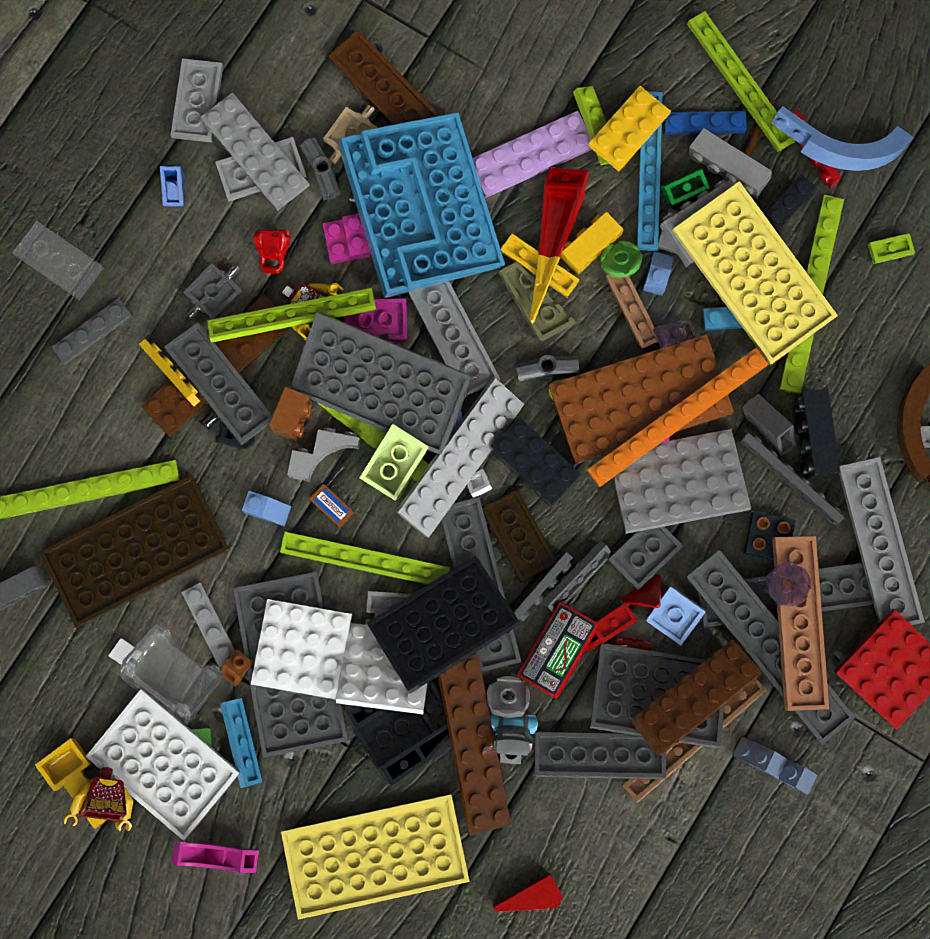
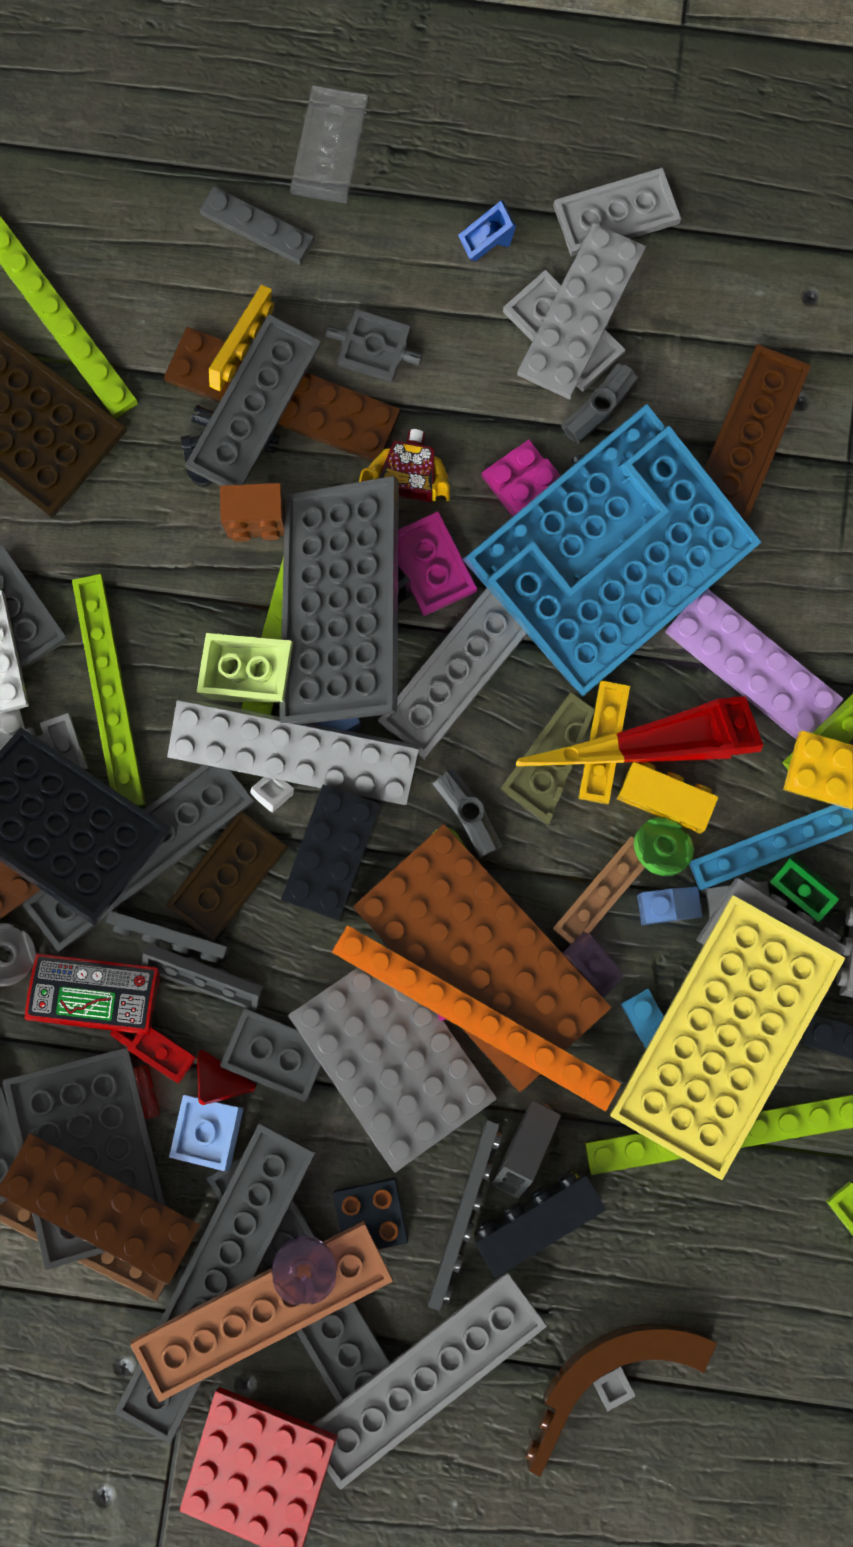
camera: 70 degrees right, 0 degrees up
(266, 508) = (121, 537): medium blue slope -> none
(272, 245) = (467, 389): red piece -> none
(290, 315) = (382, 451): lime plate -> none
(327, 441) = (199, 558): light grey arch -> none
(331, 505) = (162, 618): tile -> none
(347, 125) = (673, 411): tan plate -> none
(775, 765) = (56, 1358): sand blue arch -> none

